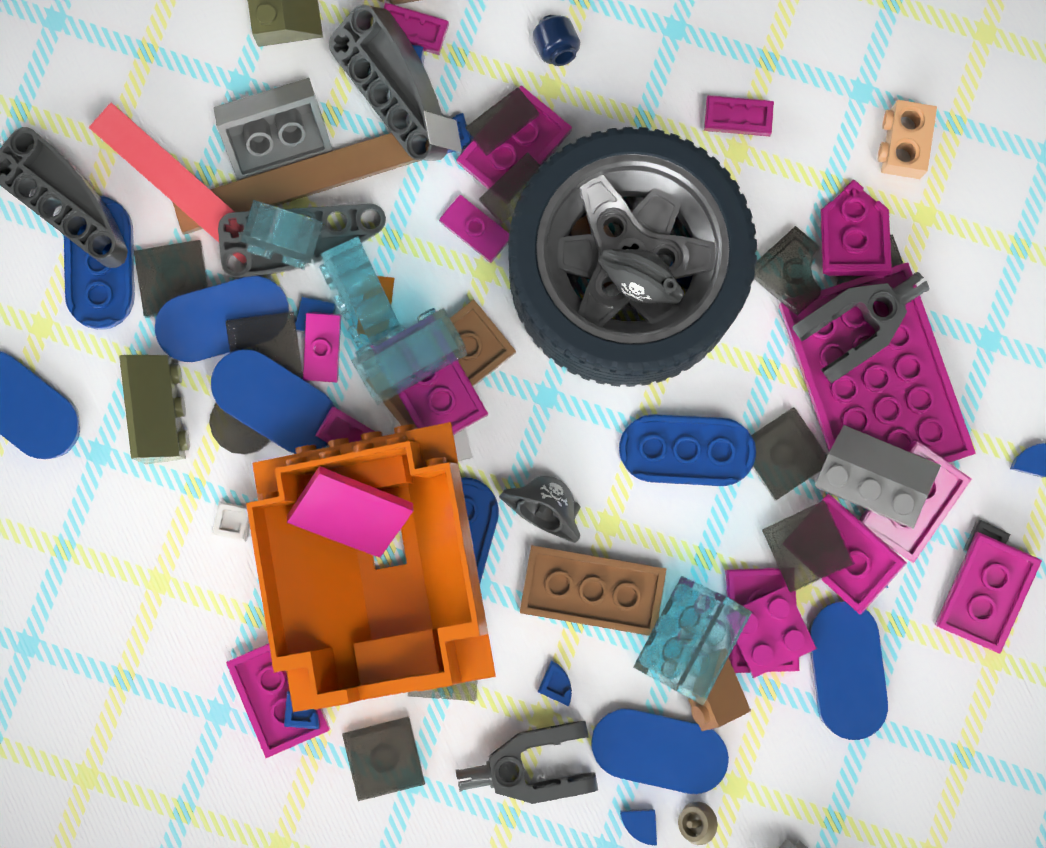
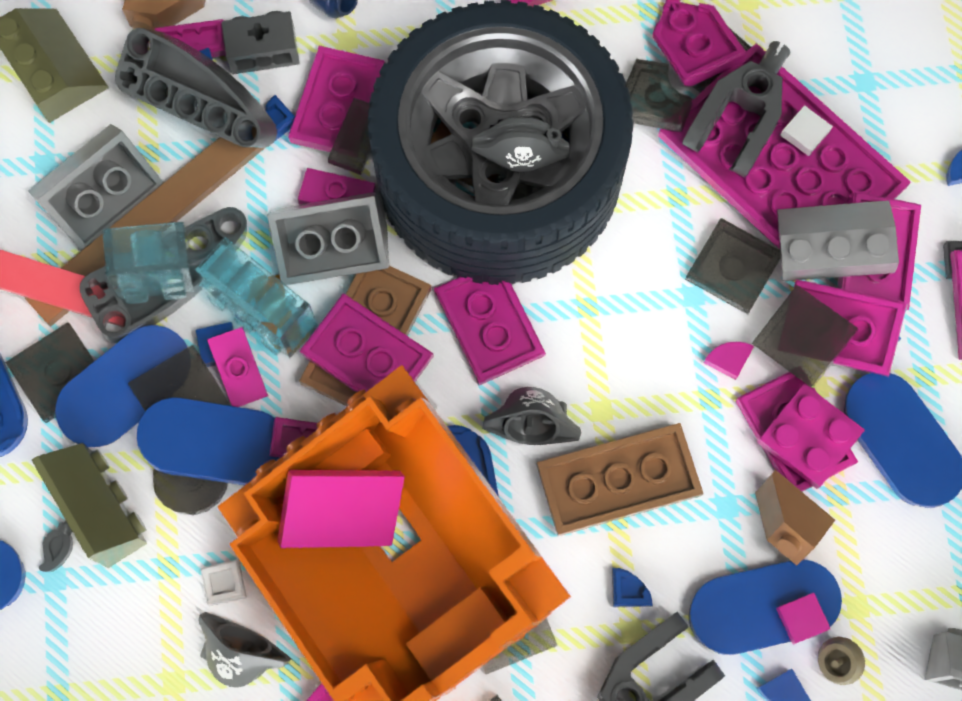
camera: 25 degrees left, 10 degrees down
(111, 429) = (57, 548): none -> dark grey piece
(218, 584) = (237, 653): none -> dark grey hat
(409, 355) = (329, 325): clear light blue brick -> none
(442, 131) = (263, 112): white sticker -> none
(449, 270) = (330, 238): none -> light grey slope
(485, 69) = (249, 54): none -> dark grey brick
(502, 121) = (316, 83): clear smoke tile -> none
(549, 408) = (489, 326): none -> dark pink tile
(683, 776) = (803, 618): none -> dark pink tile
(687, 450) = (641, 303): blue tile -> none
(692, 639) = (743, 476): clear light blue brick -> none
(738, 532) = (729, 358): none -> dark pink tile
(907, 365) = (806, 130): none -> white tile

